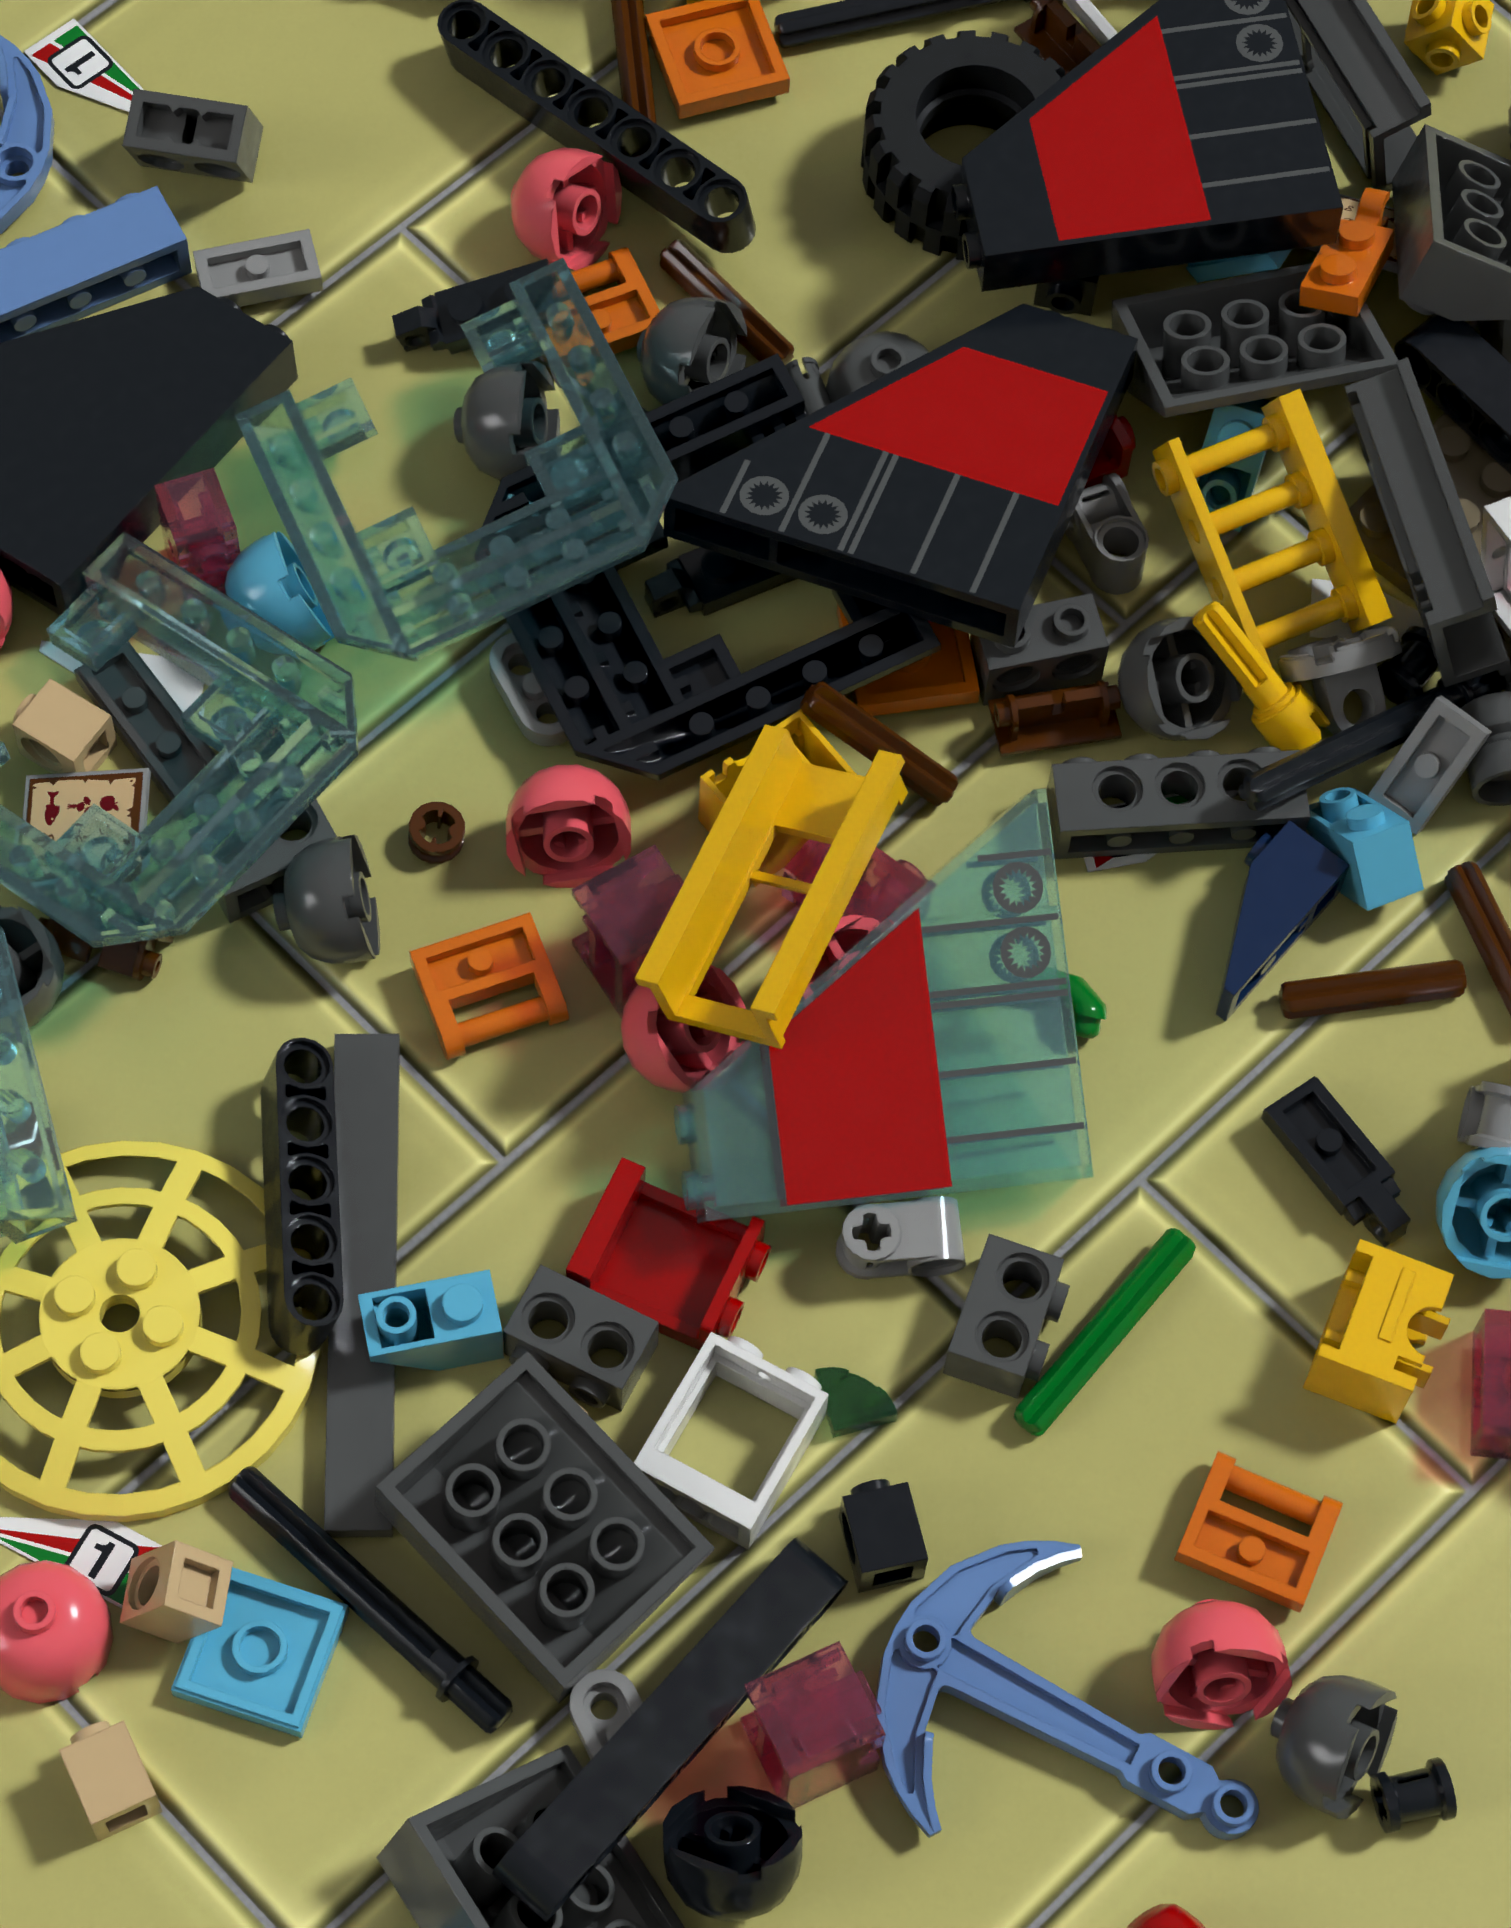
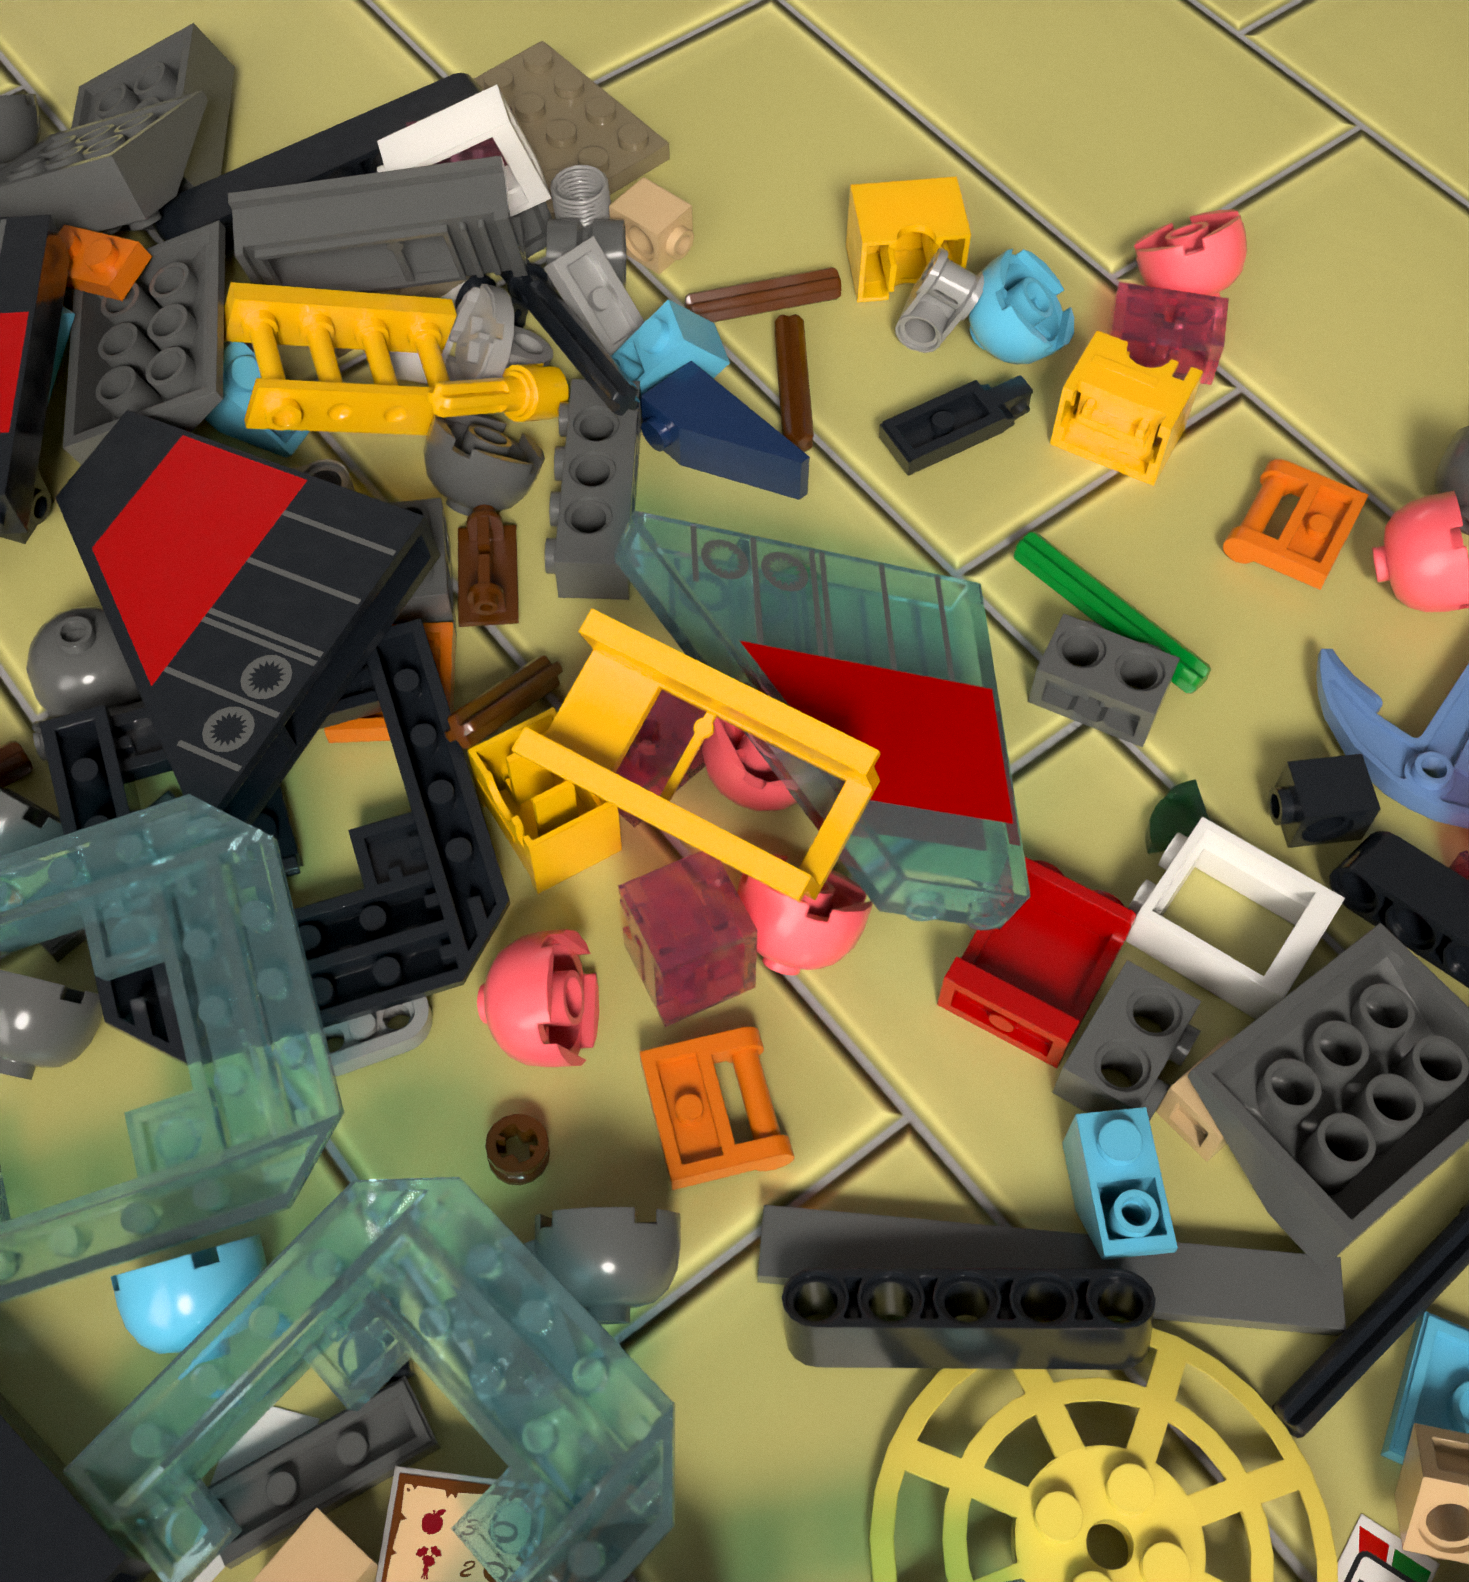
camera: 80 degrees left, 5 degrees down
(198, 526) = (84, 1372): clear pink brick -> none
(912, 1236) = (1033, 752): light grey piece -> none

